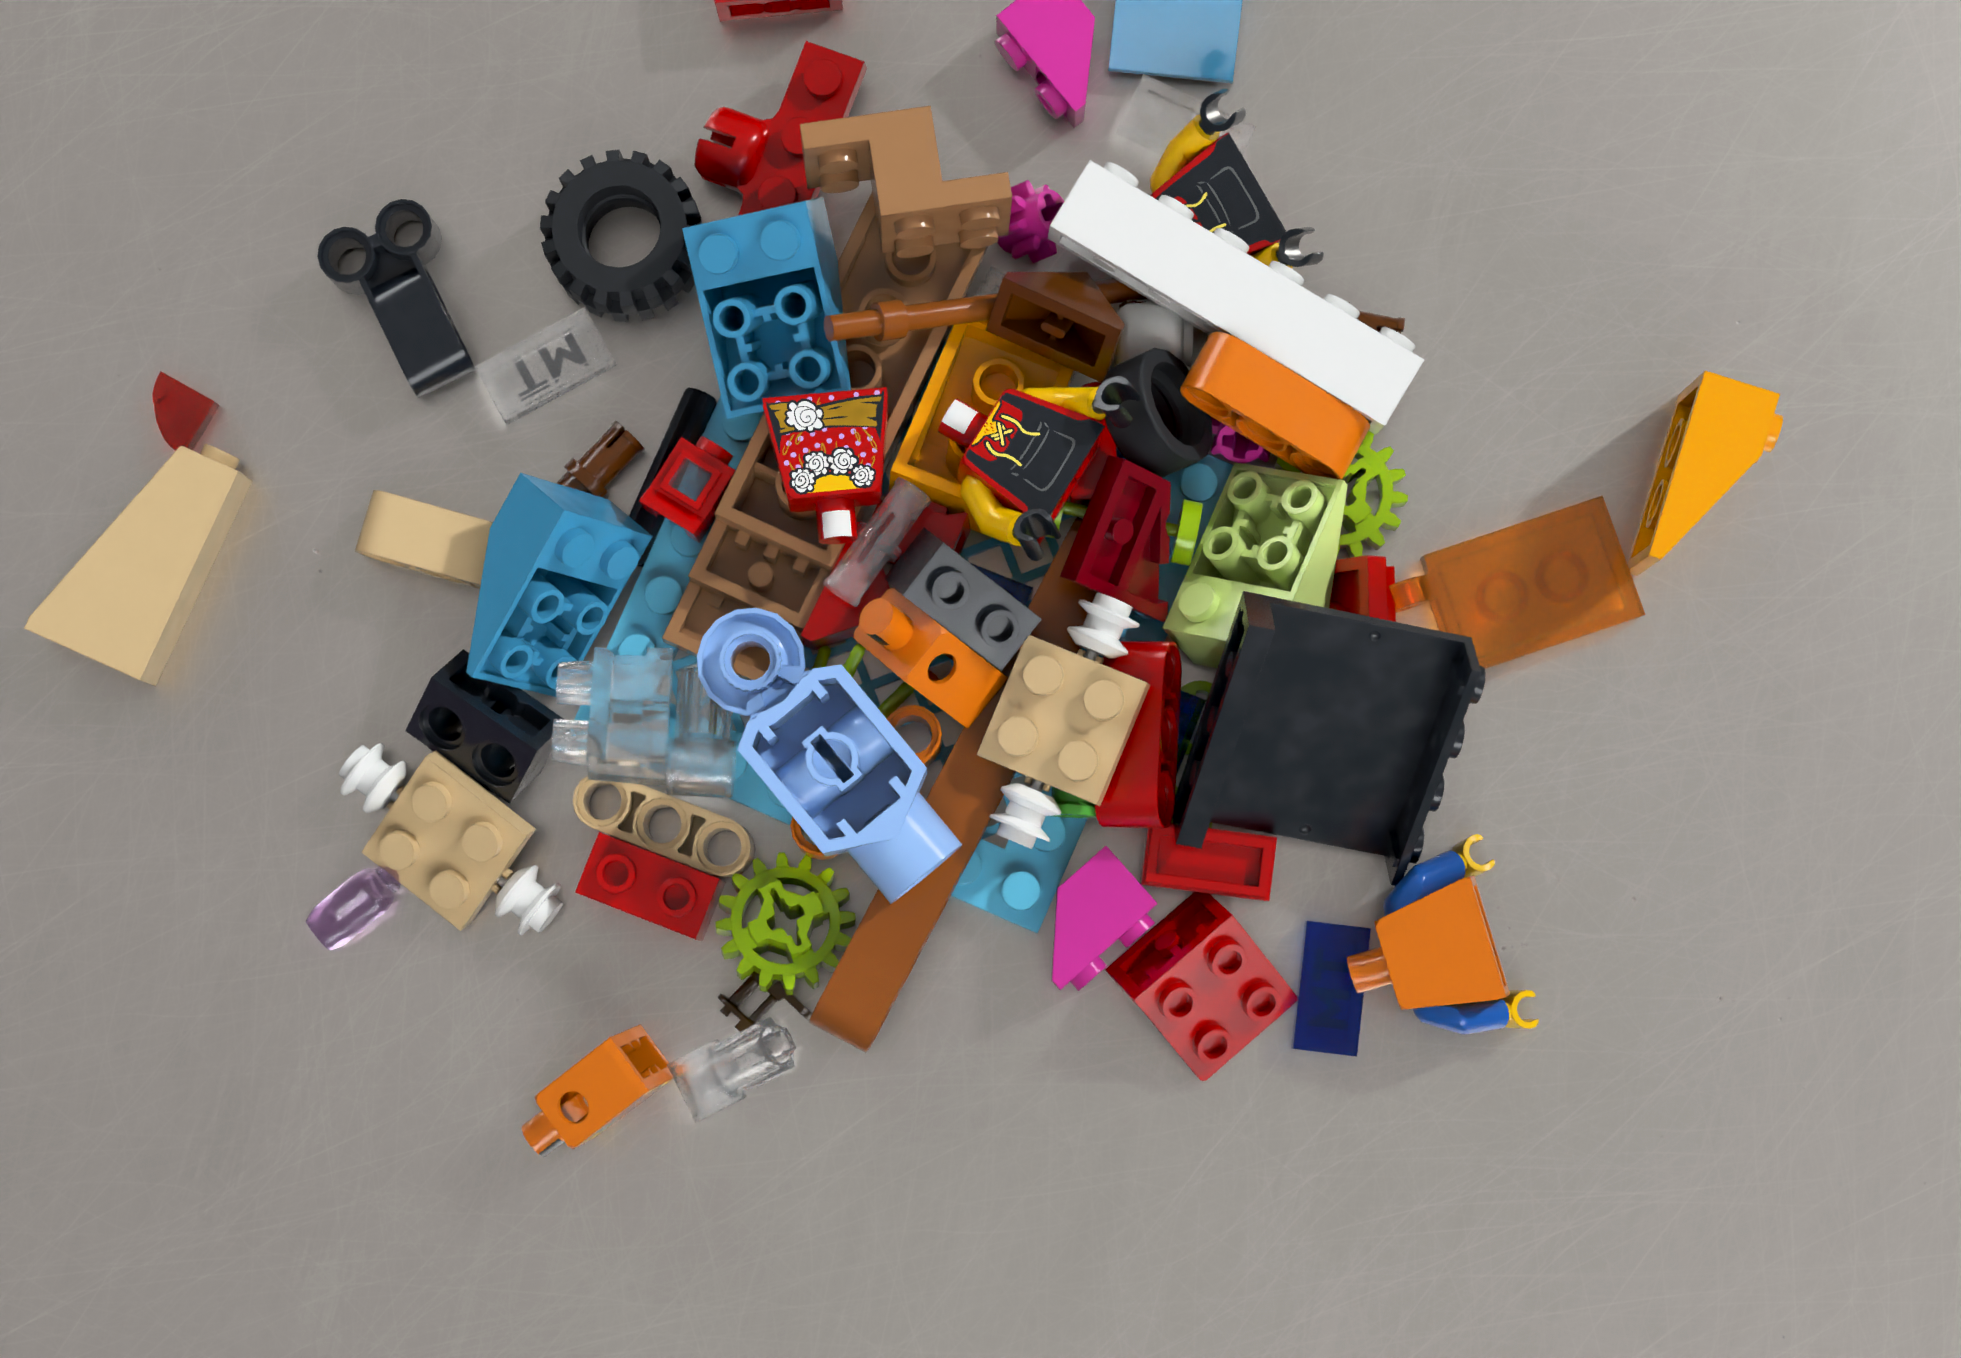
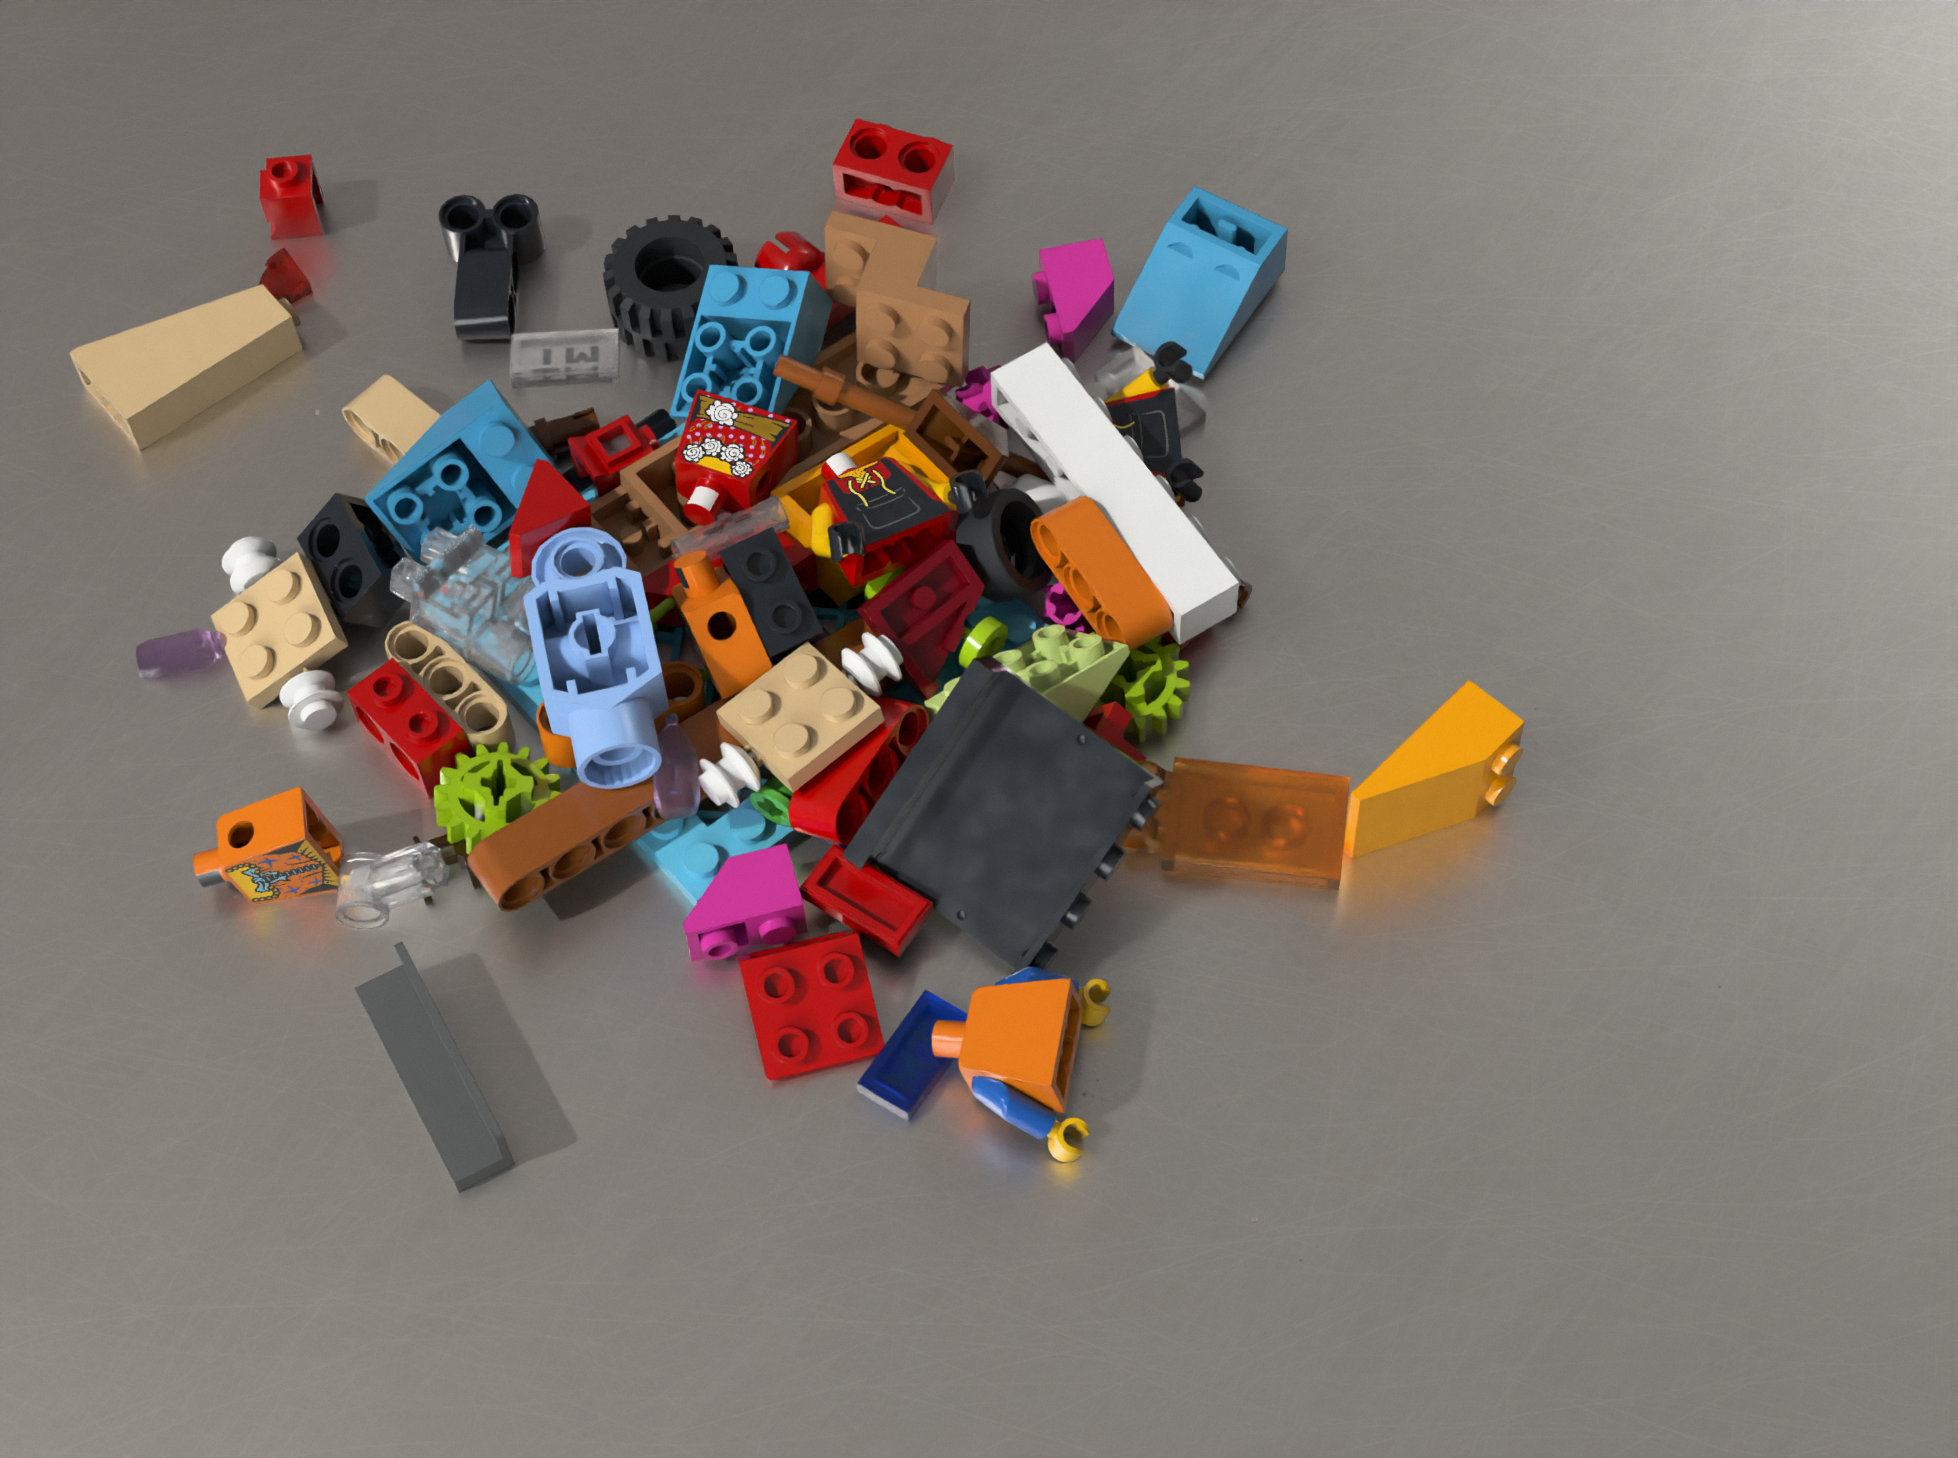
camera: 25 degrees right, 25 degrees down
(133, 309) = (290, 197): none -> red window
(681, 611) = (545, 509): none -> red slope
(883, 1231) = (435, 1074): none -> dark grey panel
(983, 853) = (676, 781): none -> clear purple piece

